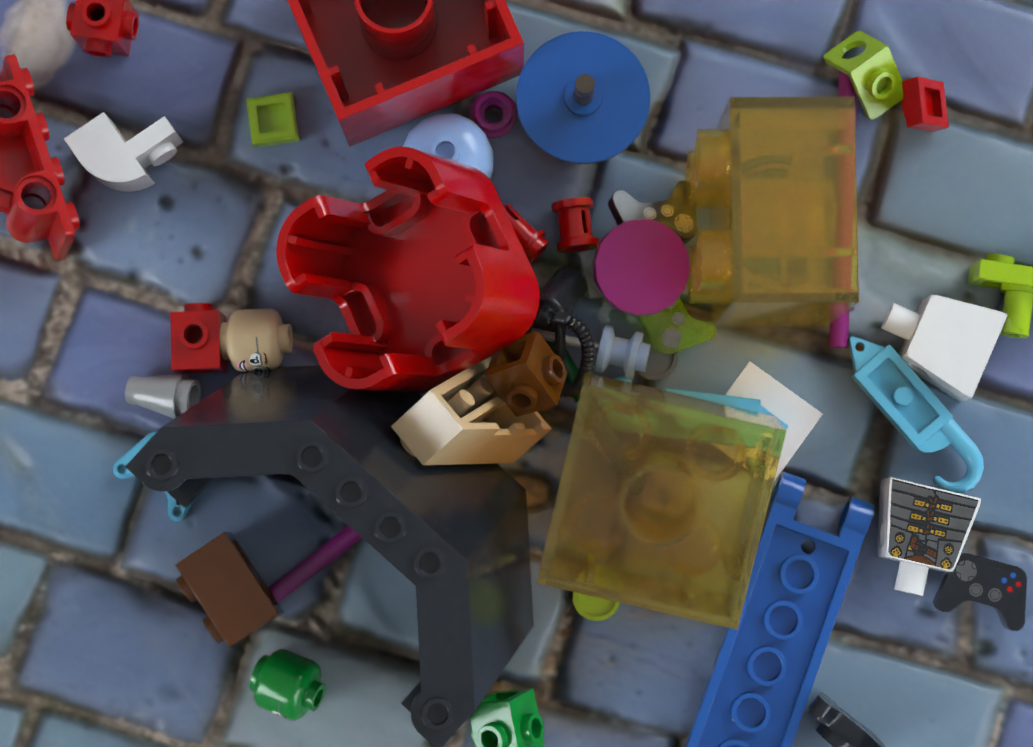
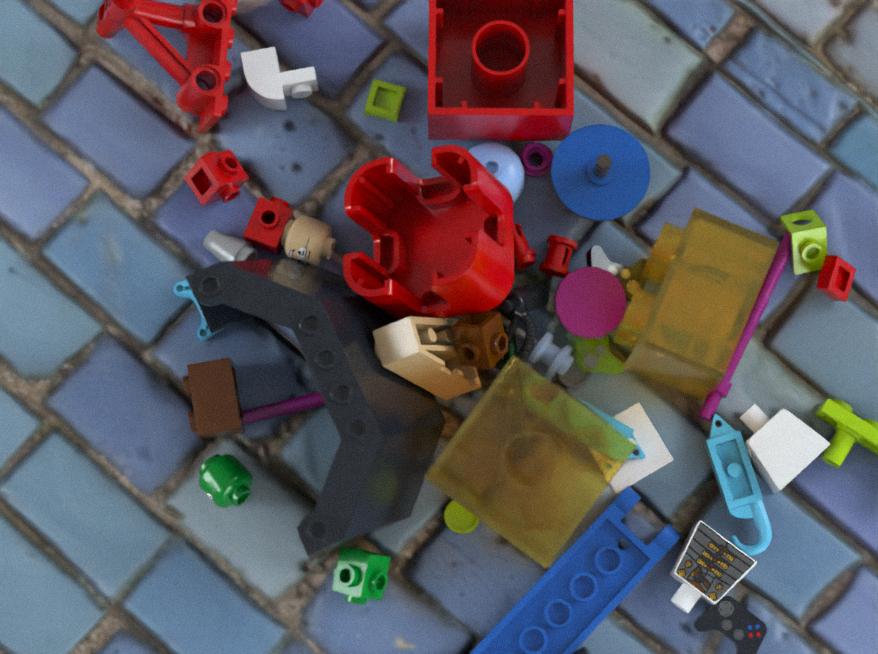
camera: 25 degrees right, 5 degrees down
(104, 310) = (216, 177): none -> red brick

